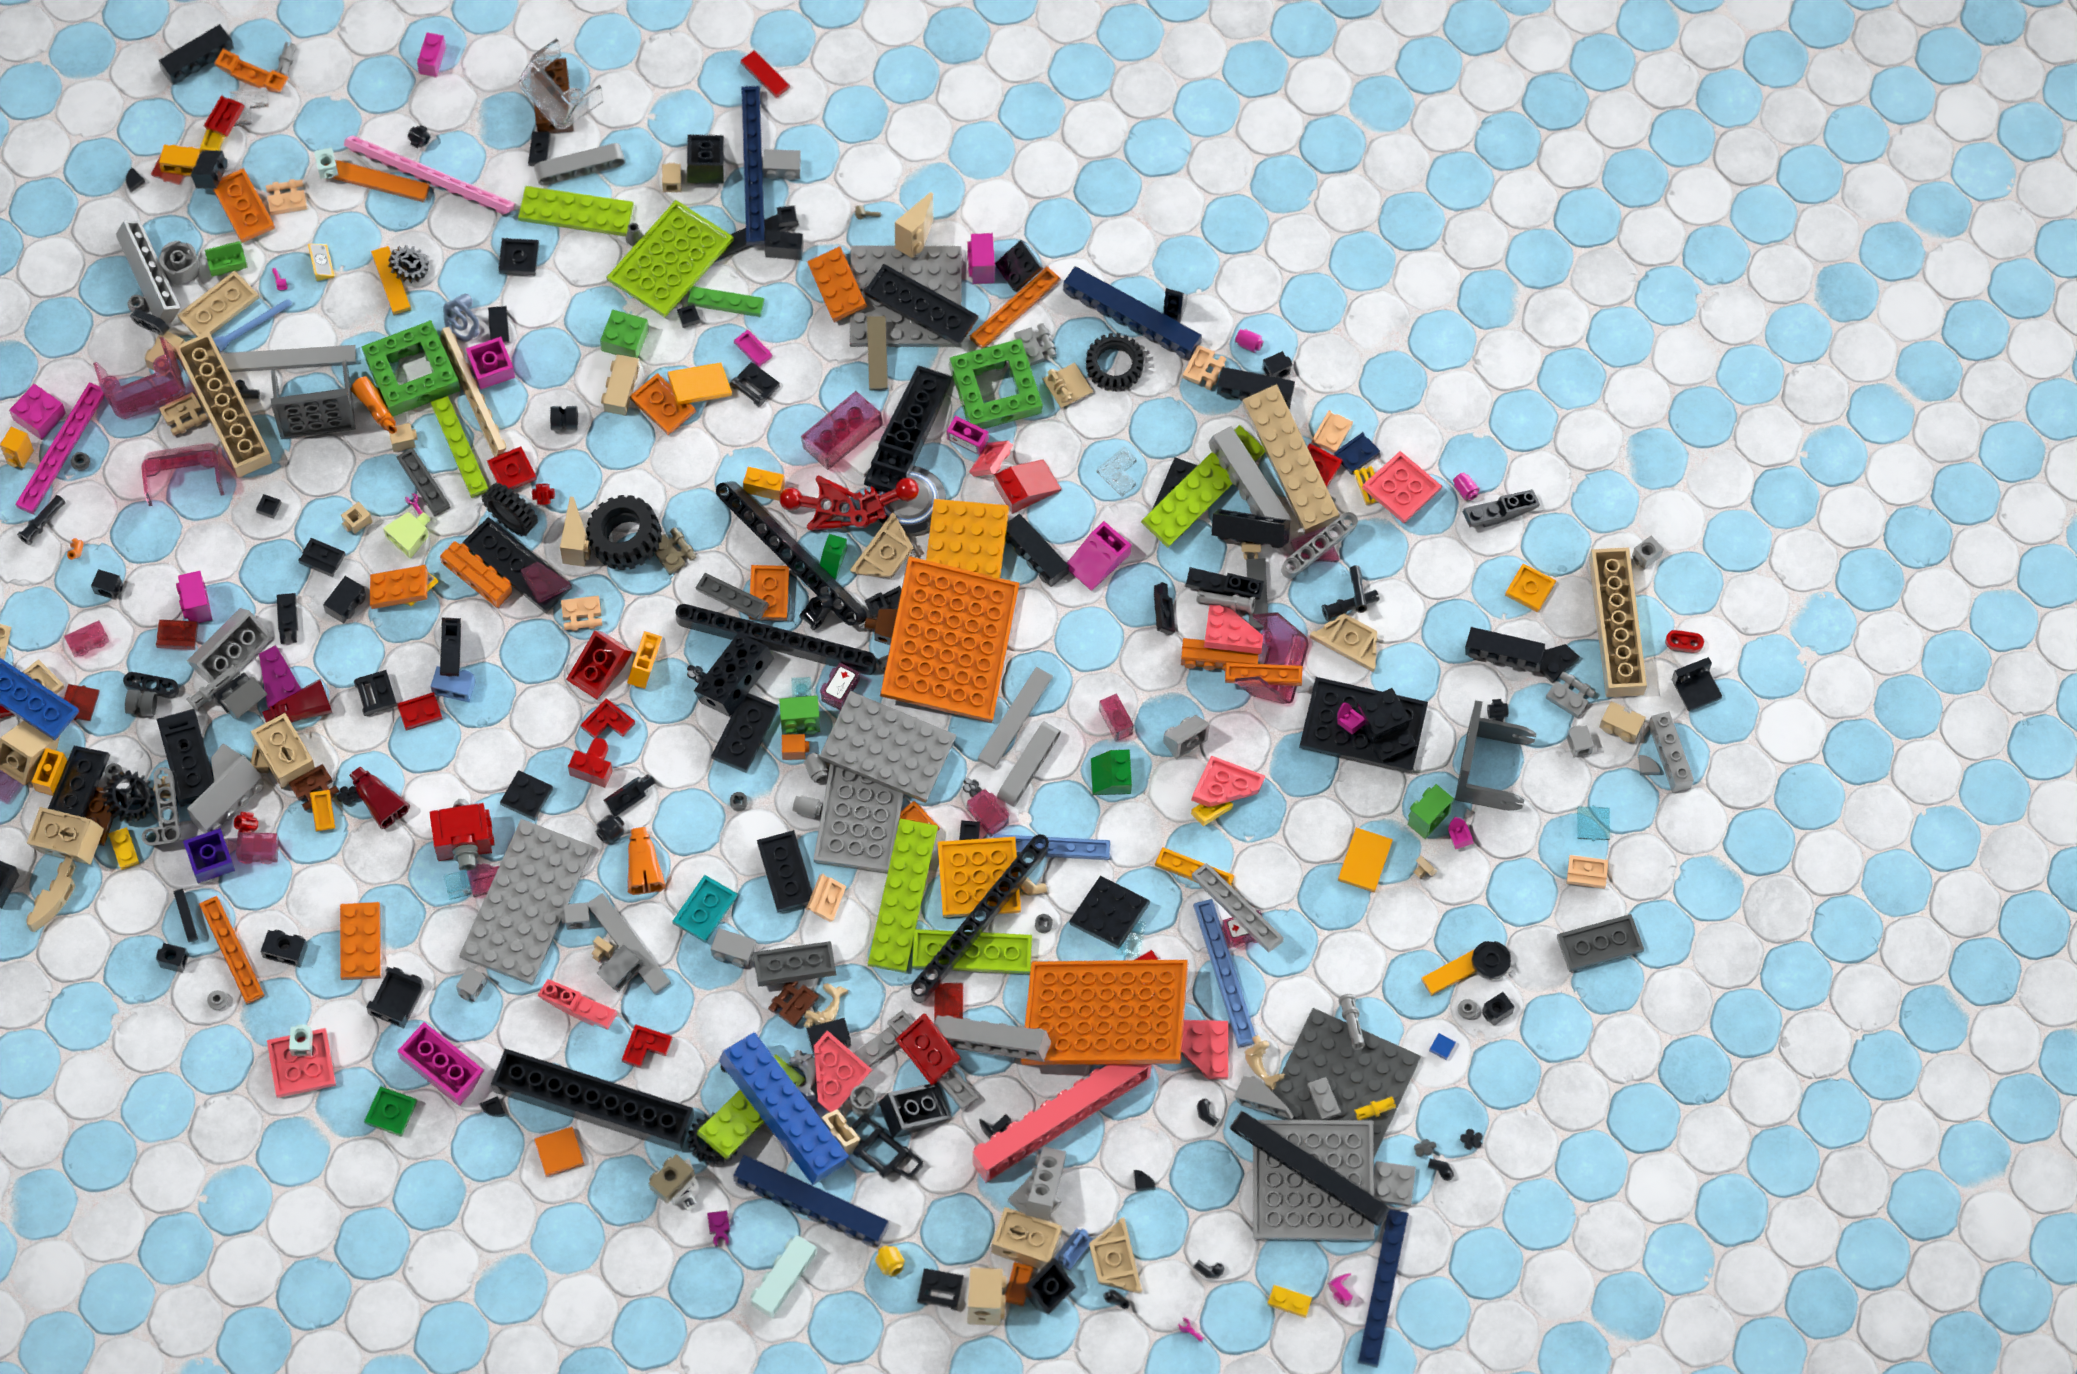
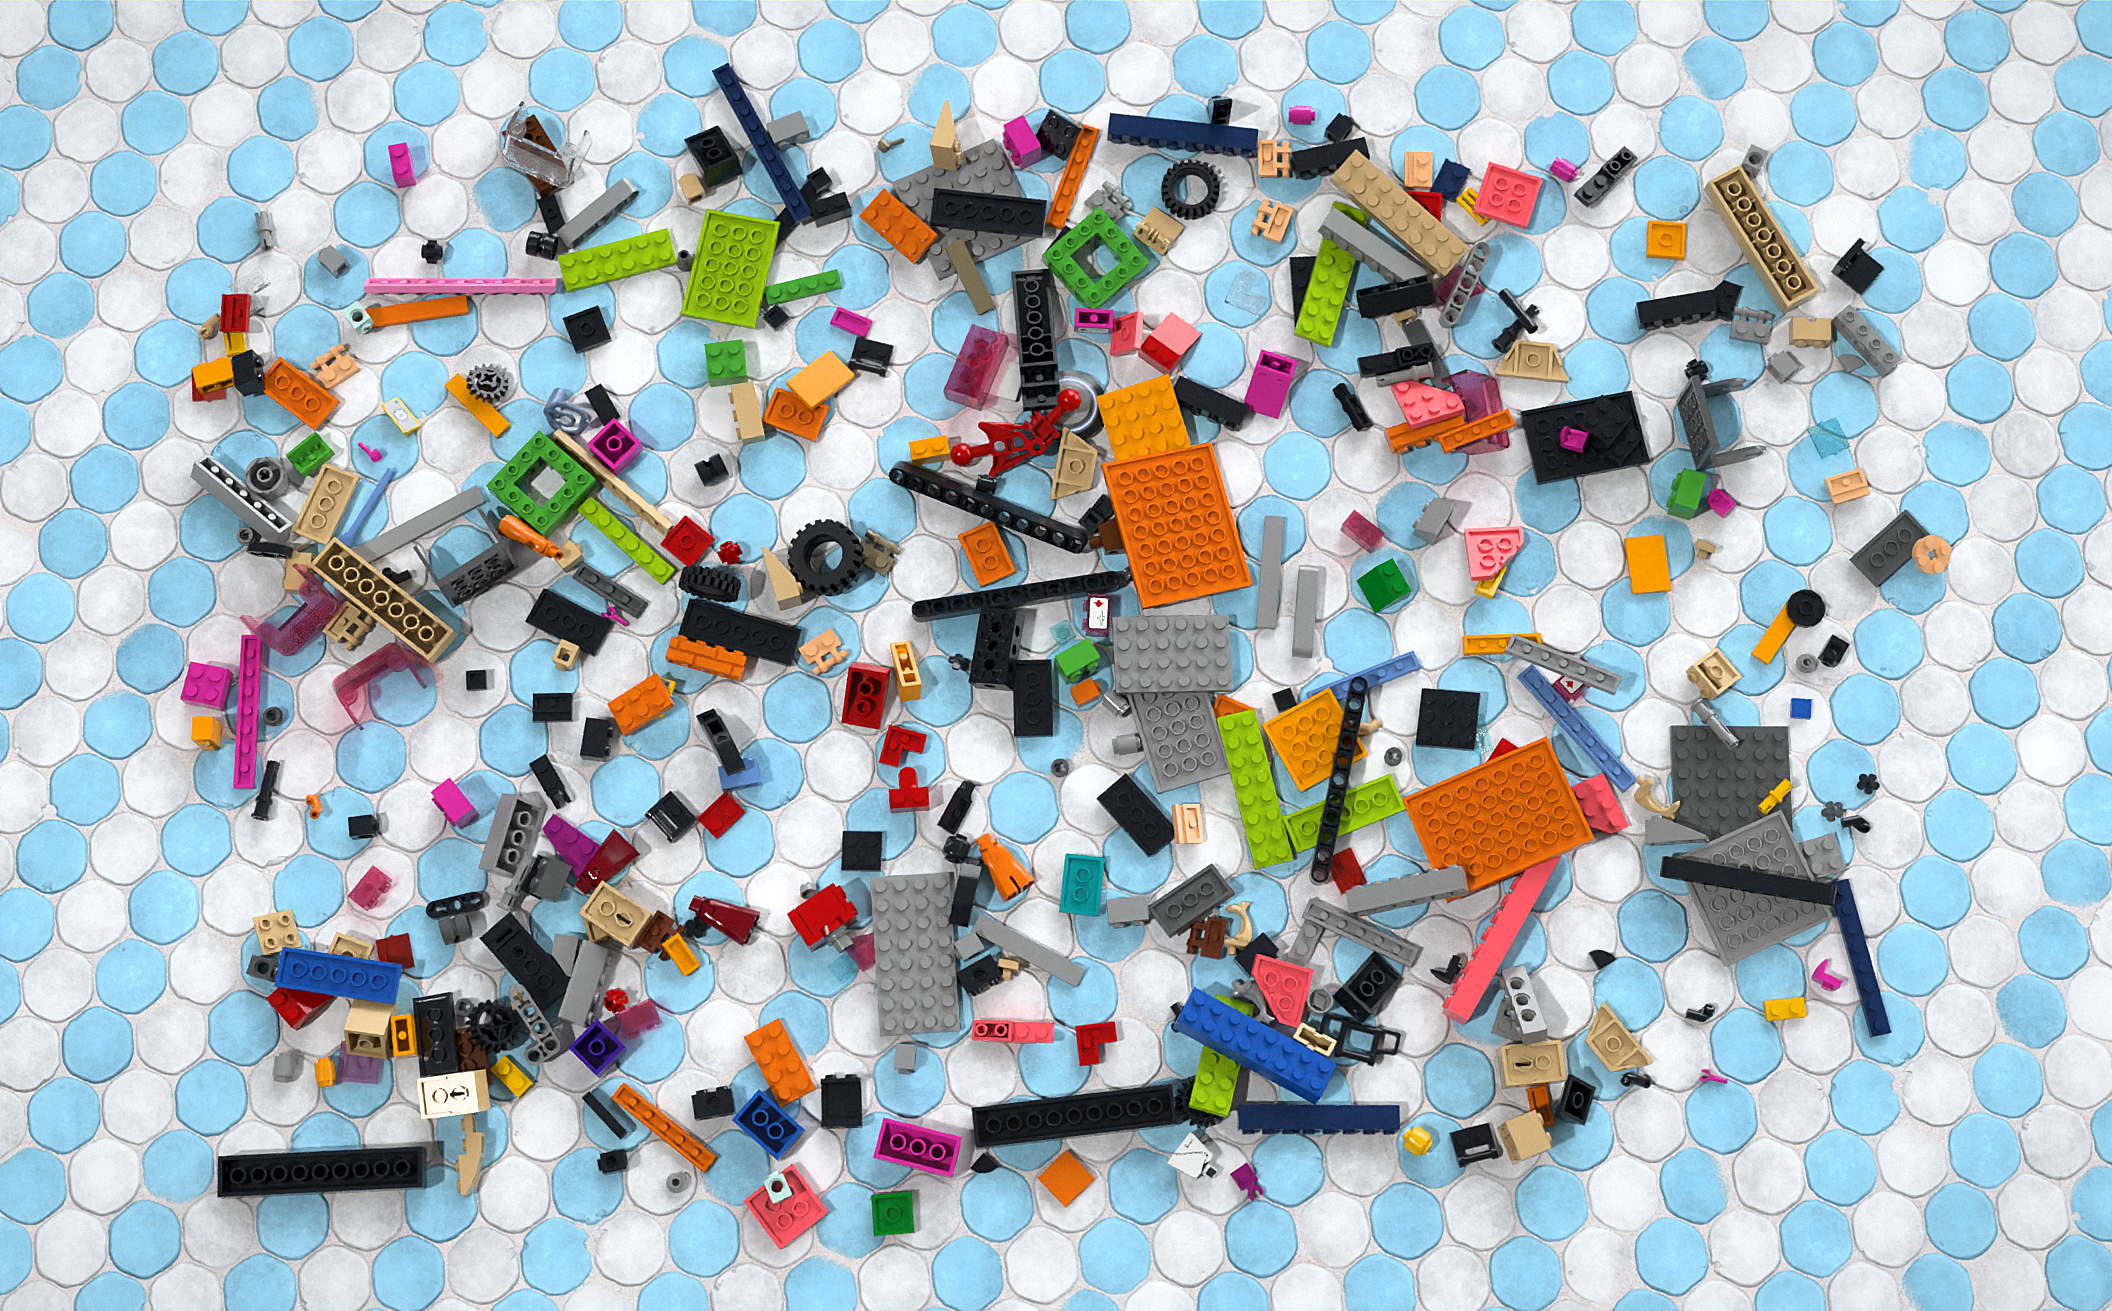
camera: 25 degrees left, 10 degrees up
(133, 179) = (178, 414): black tile -> none
(177, 634) = (454, 845): clear red plate -> none
(195, 54) = (175, 262): black brick -> none
(196, 119) = (208, 327): none -> tan arm
(249, 73) = (237, 259): orange slope -> none
(321, 986) = (768, 1125): none -> blue brick
(330, 109) = (333, 261): none -> light grey brick
(374, 492) = (568, 622): none -> black tile
(408, 532) = (622, 647): yellowish green torso -> none
(516, 170) = (535, 244): none -> black wheel
(544, 582) = (774, 638): clear pink wing -> none
(564, 938) = (988, 967): none -> black brick
(596, 866) = (966, 891): none -> black arch
(620, 968) = (1034, 979): brick -> none
(669, 1189) = (1194, 1151): dark tan brick -> none
(732, 596) = (955, 573): dark grey tile -> none
(765, 74) = (726, 48): red tile -> none
(783, 1276) = (1329, 1201): light aqua brick -> none
(800, 533) = (986, 484): none -> black bush
(816, 613) = (1041, 554): black piece -> none
(833, 554) = (1028, 491): green slope -> none
(928, 1049) = (1354, 926): red tile -> none
(971, 787) = (1264, 657): black plant -> none
(988, 812) = (1292, 674): clear pink brick -> none
(1073, 1248) = (1573, 1050): medium blue hinge -> none
(1177, 424) = (1277, 223): none -> light nougat plate
(1204, 1112) = (1623, 868): black arm -> none
(1323, 1099) = (1725, 808): light grey plate -> none
(1374, 979) = (1712, 674): none -> tan plate
(1639, 974) = (1941, 554): none -> light nougat plate
(1684, 639) = (1824, 230): red plate -> none

